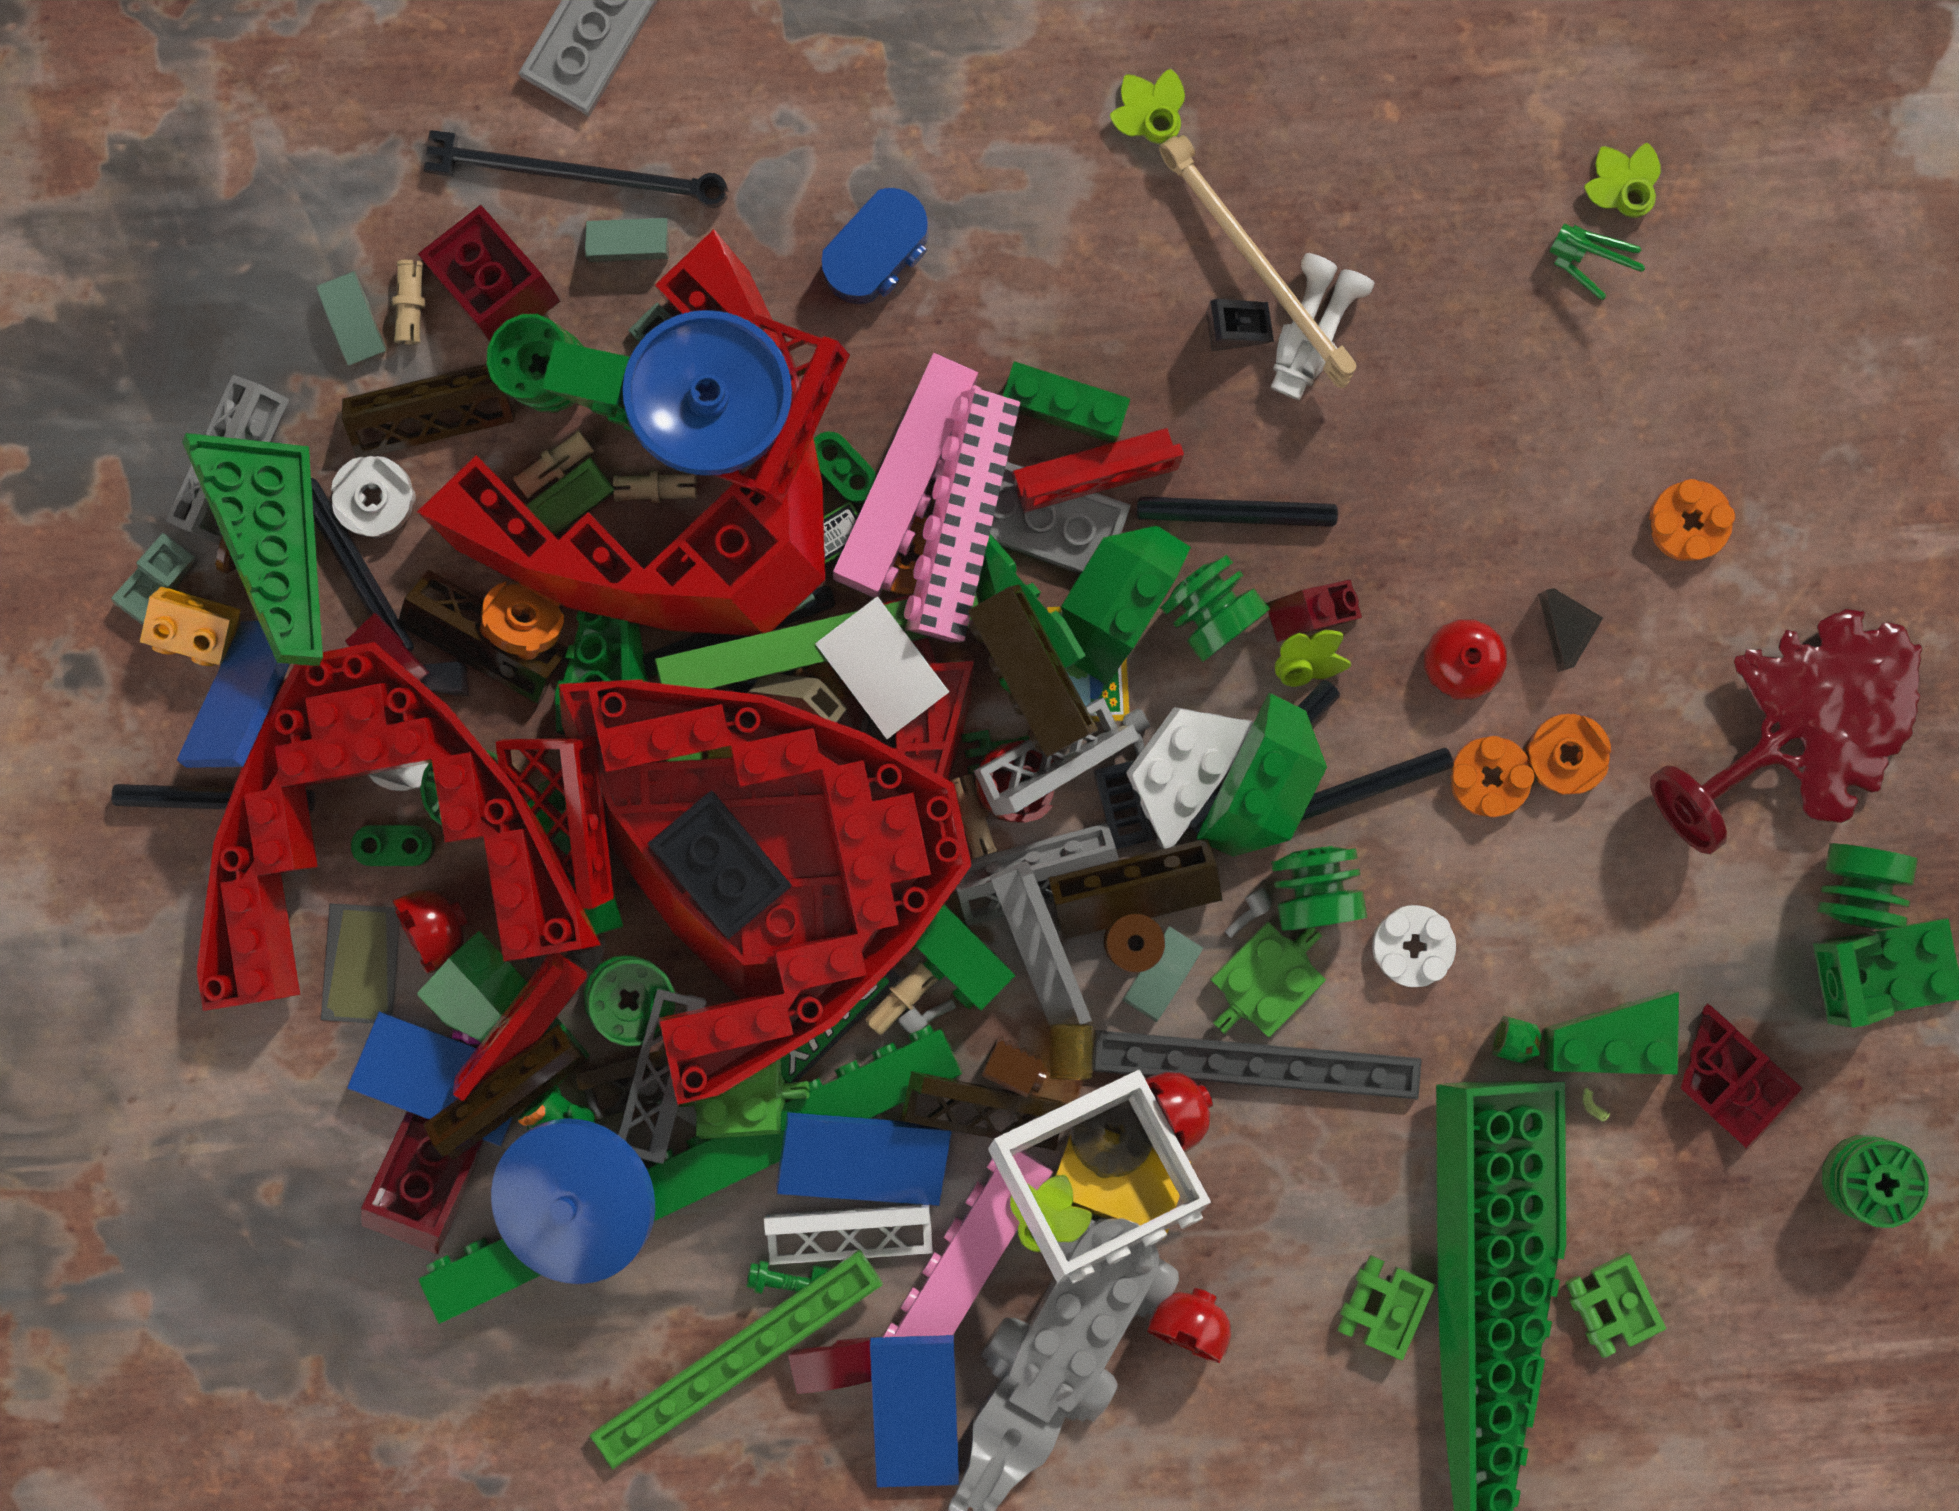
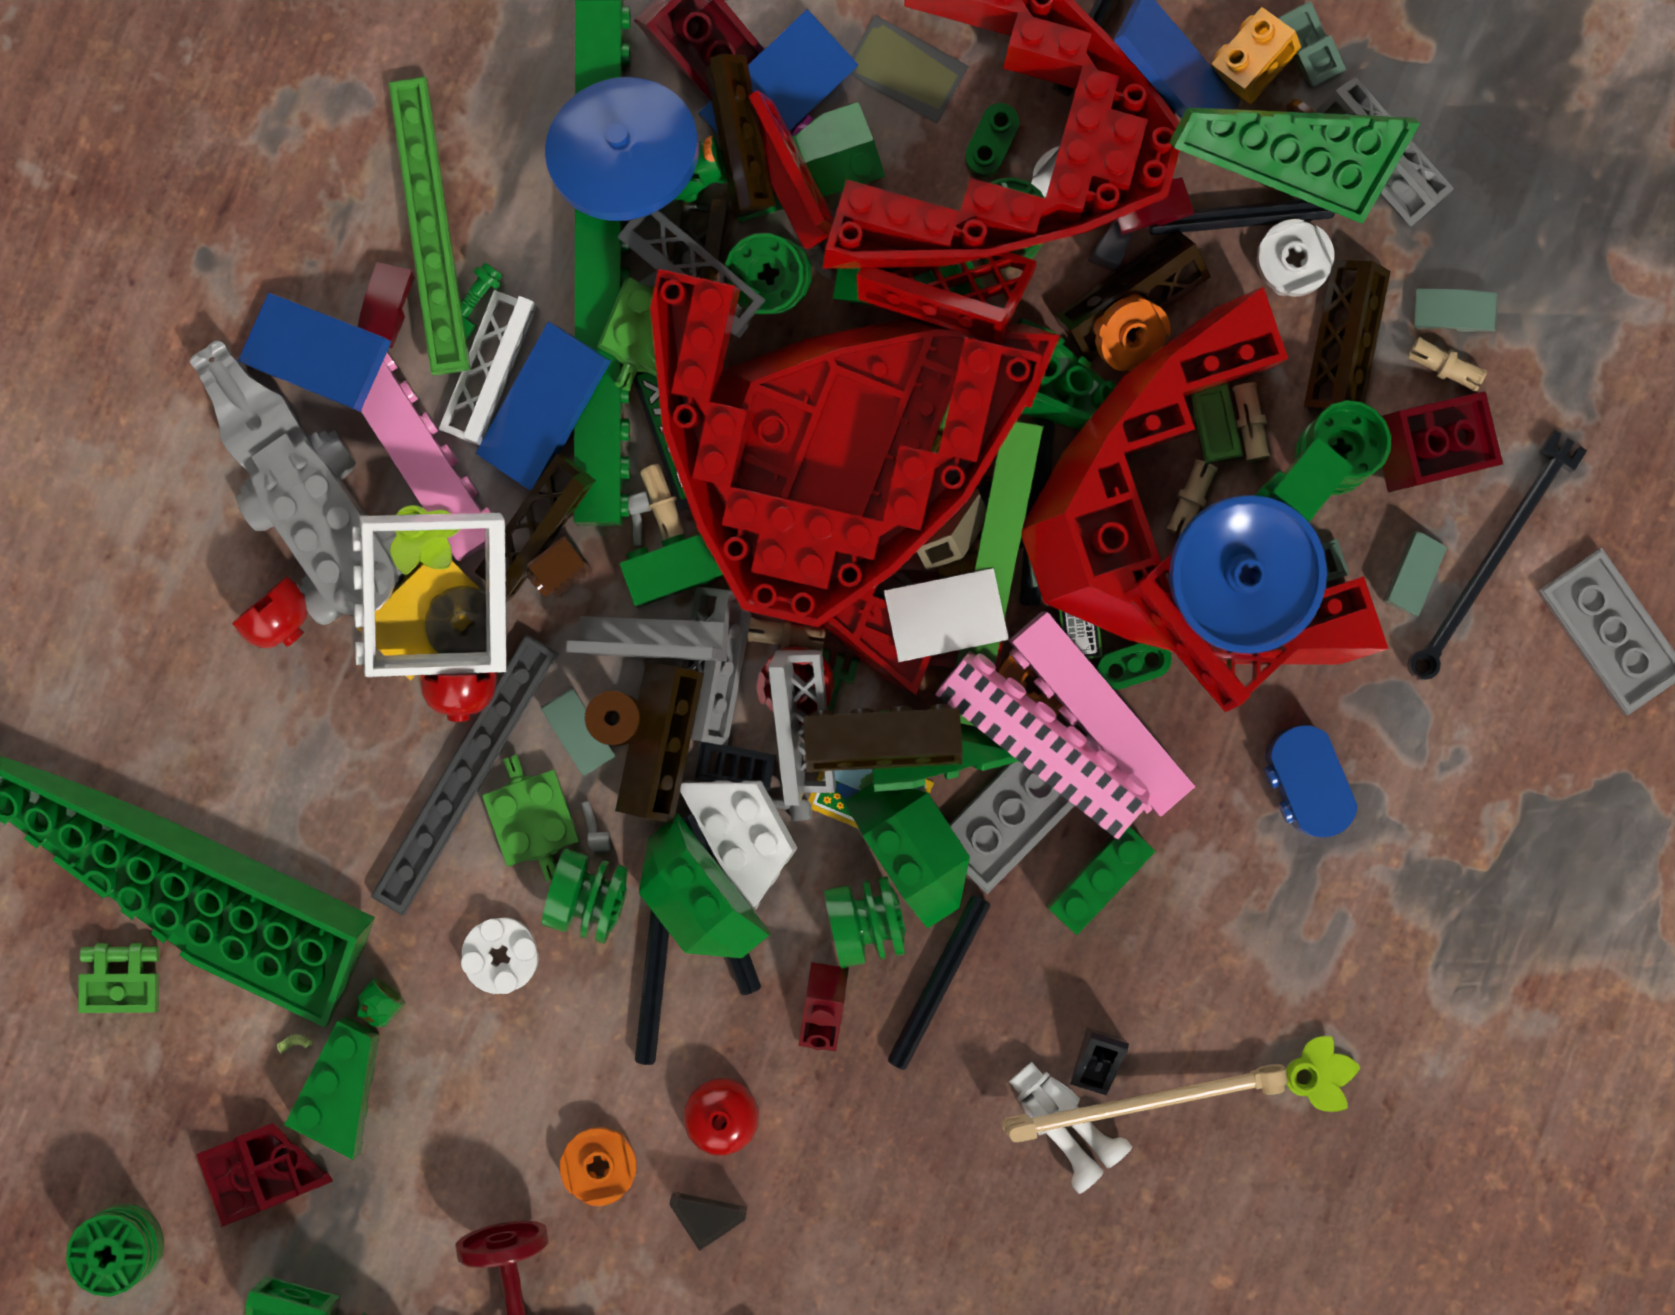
camera: 115 degrees right, 0 degrees up
(431, 926) = (908, 139): red cylinder -> none
(719, 864) = (844, 400): black tile -> none
(1071, 1051) = (549, 623): clear yellow piece -> none
(1097, 469) = (1030, 879): red fence -> none
(1310, 658) = (784, 983): lime plate -> none
(1397, 1312) = (202, 794): bright green plate -> none
(1467, 777) = (621, 1070): orange plate -> none

